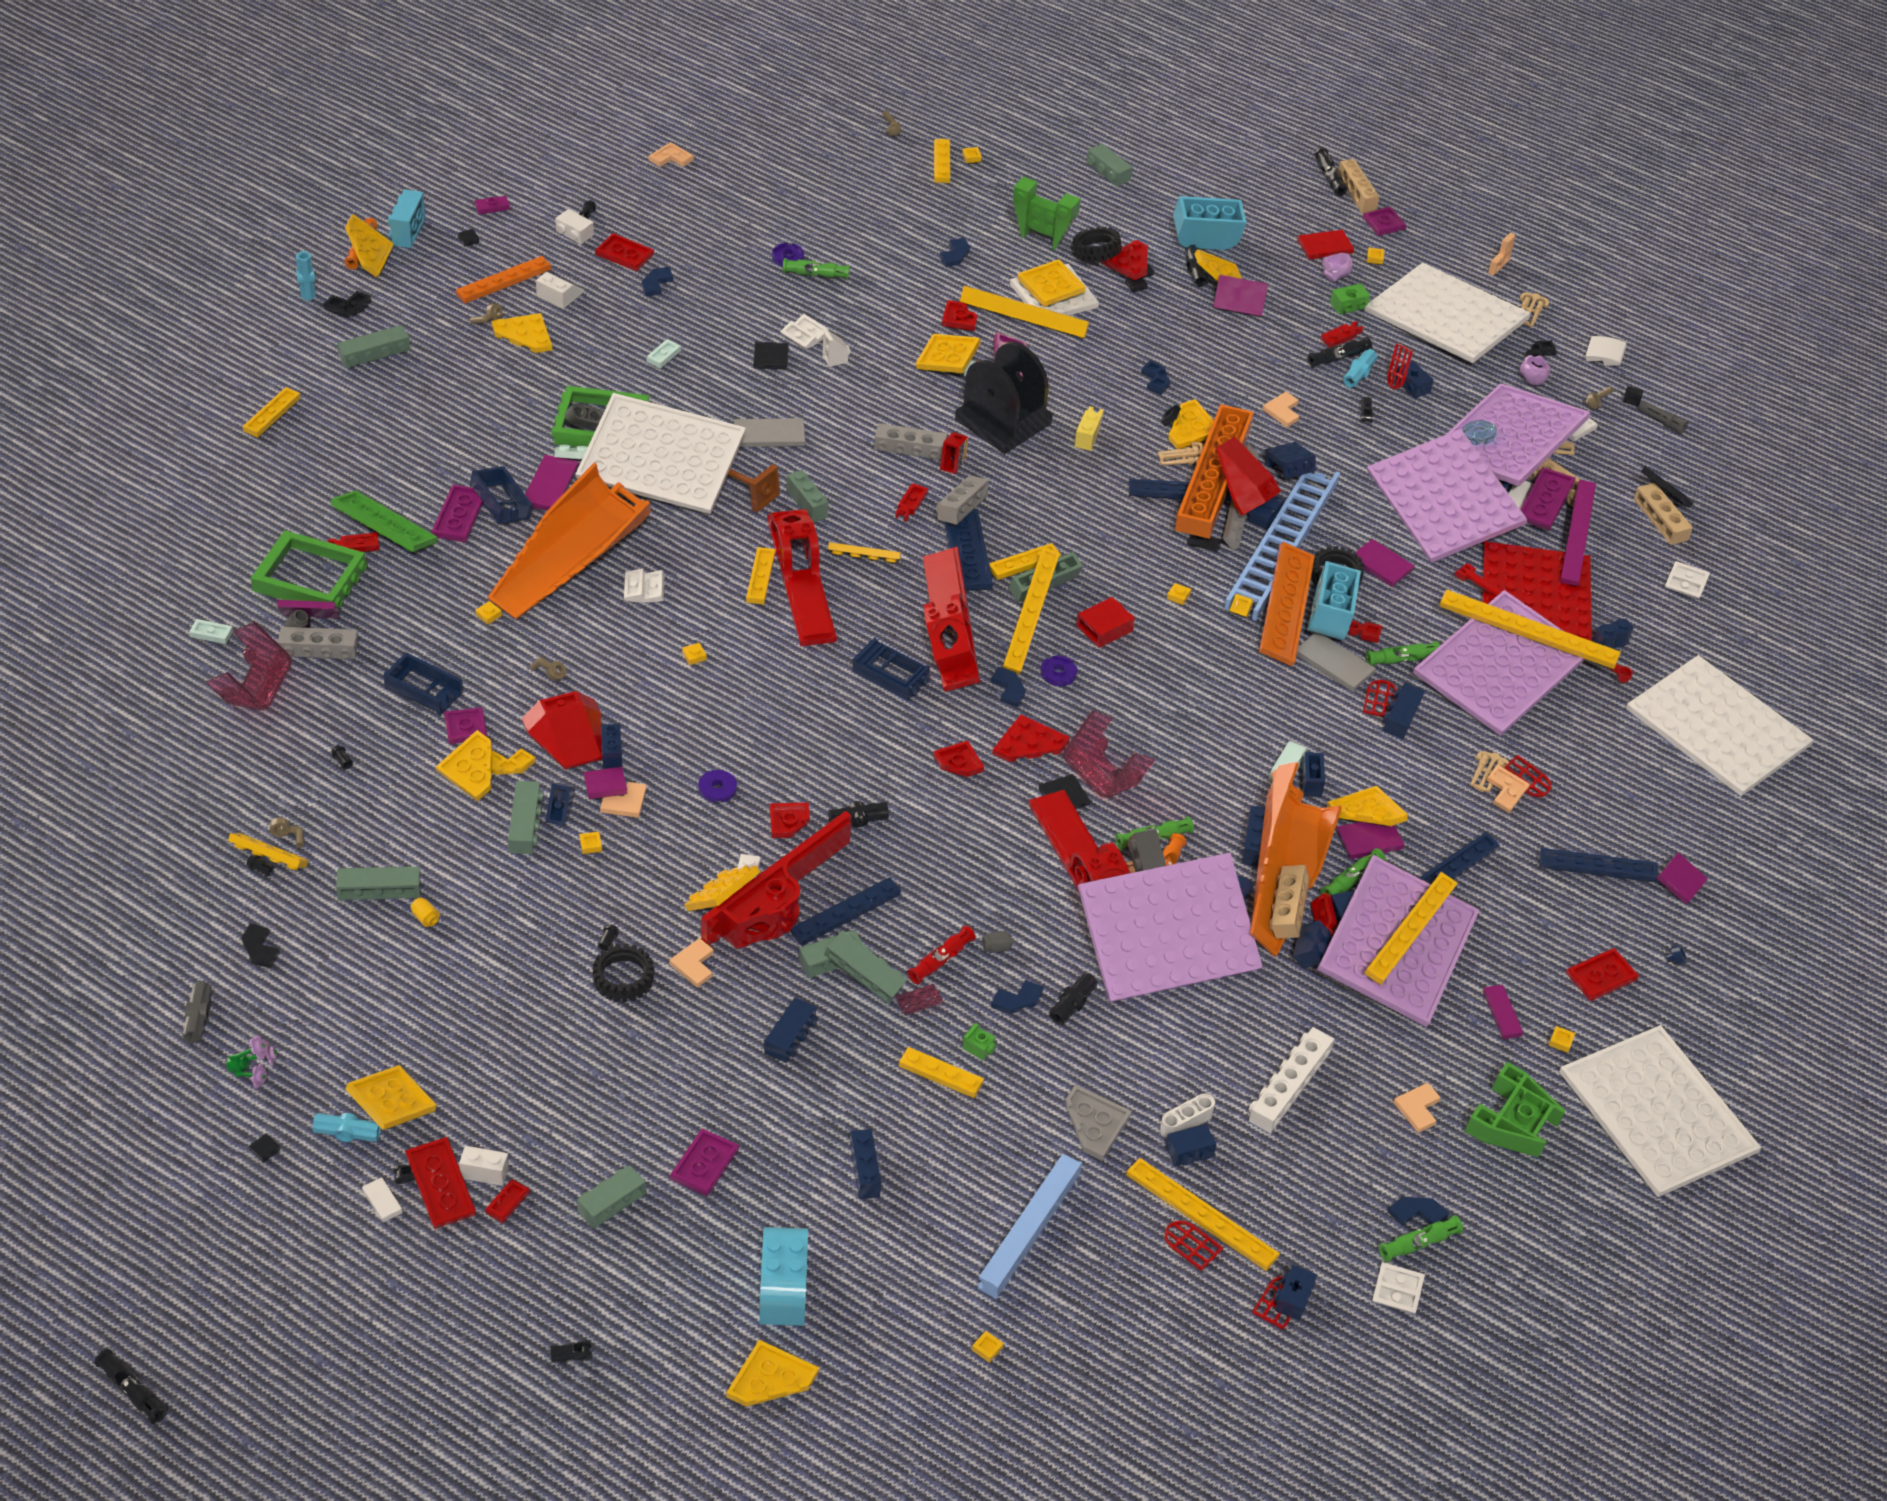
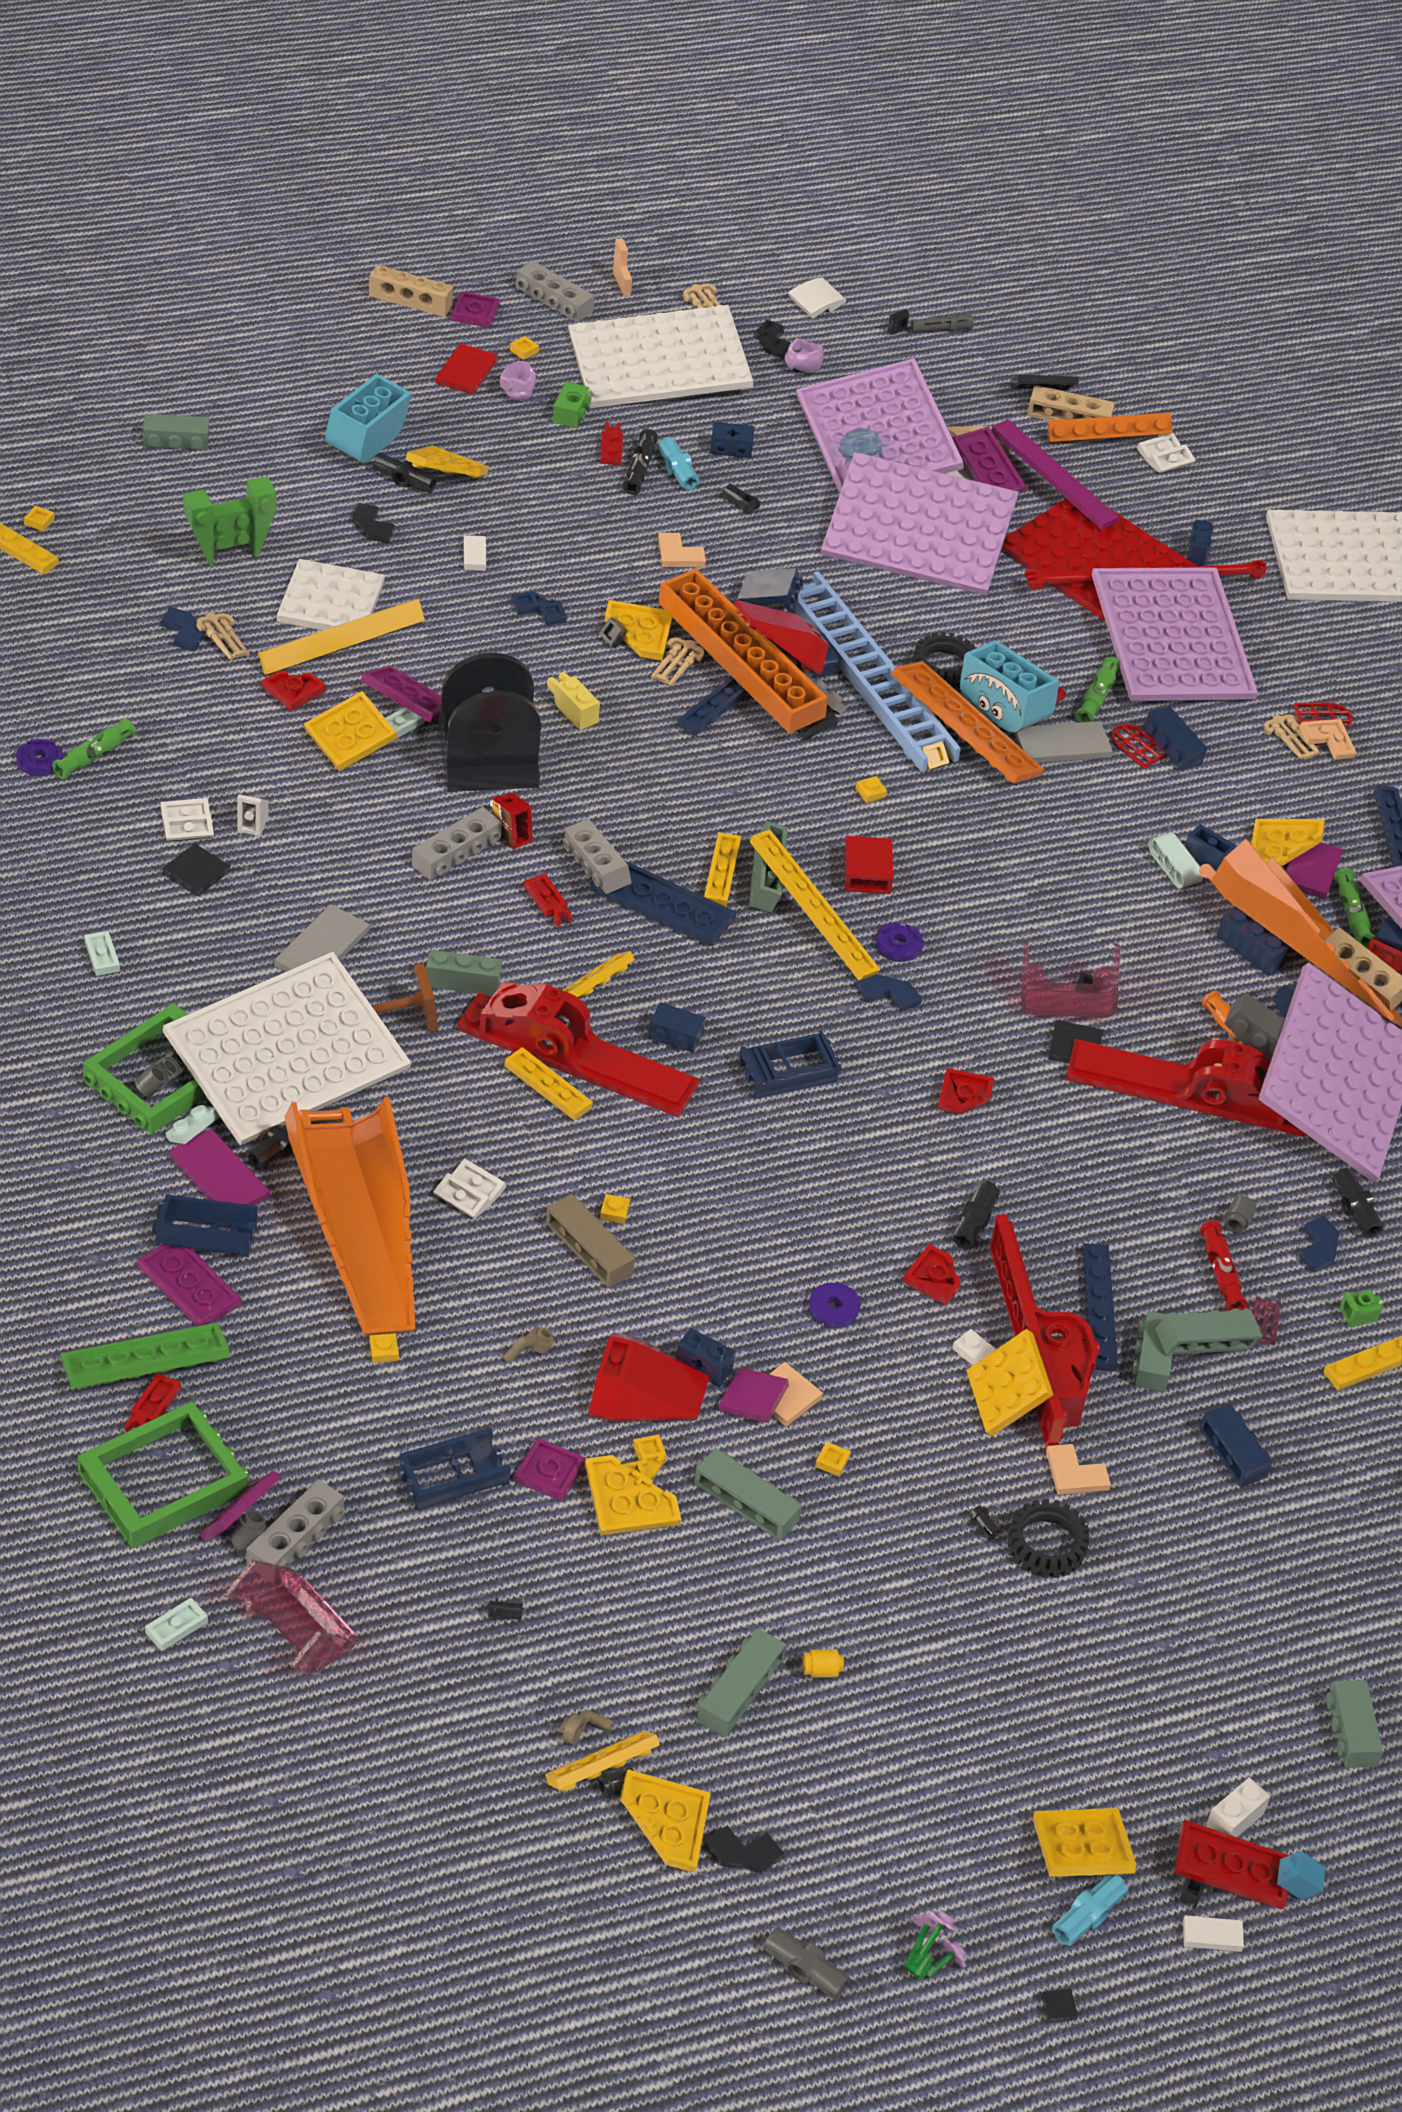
camera: 55 degrees left, 0 degrees up
(250, 898) = (668, 1816): none -> yellow plate
(457, 1218) = (1301, 1875): none -> dark azure brick
(507, 1201) = (1296, 1819): red plate -> none
(560, 803) = (752, 1449): dark blue slope -> none
(654, 653) = (590, 1240): none -> dark tan brick
(704, 1162) = (1356, 1620): magenta tile -> none
(865, 606) = (676, 1027): none -> dark blue brick
(950, 608) = (745, 966): red piece -> none
(964, 255) = (226, 632): none -> tan piece
(1029, 740) = (978, 1023): red plate -> none
(1051, 282) = (327, 587): yellow plate -> none
(1097, 235) = (308, 532): black tyre -> none
(1131, 260) = (345, 512): red plate -> none
(1164, 831) = (1187, 1010): bright green piece -> none
(1167, 328) = (475, 553): none -> white tile
(1240, 295) = (491, 471): magenta tile -> none
(1331, 172) = (353, 290): black piece -> none
(1384, 563) = (970, 623): magenta tile -> none
(1407, 363) = (712, 444): red window -> none
(1443, 241) = (555, 291): none -> light grey brick
(1530, 629) = (1157, 586): yellow plate -> none
(1593, 399) = (877, 349): dark tan plate -> none
(1667, 538) = (1109, 427): none -> orange plate

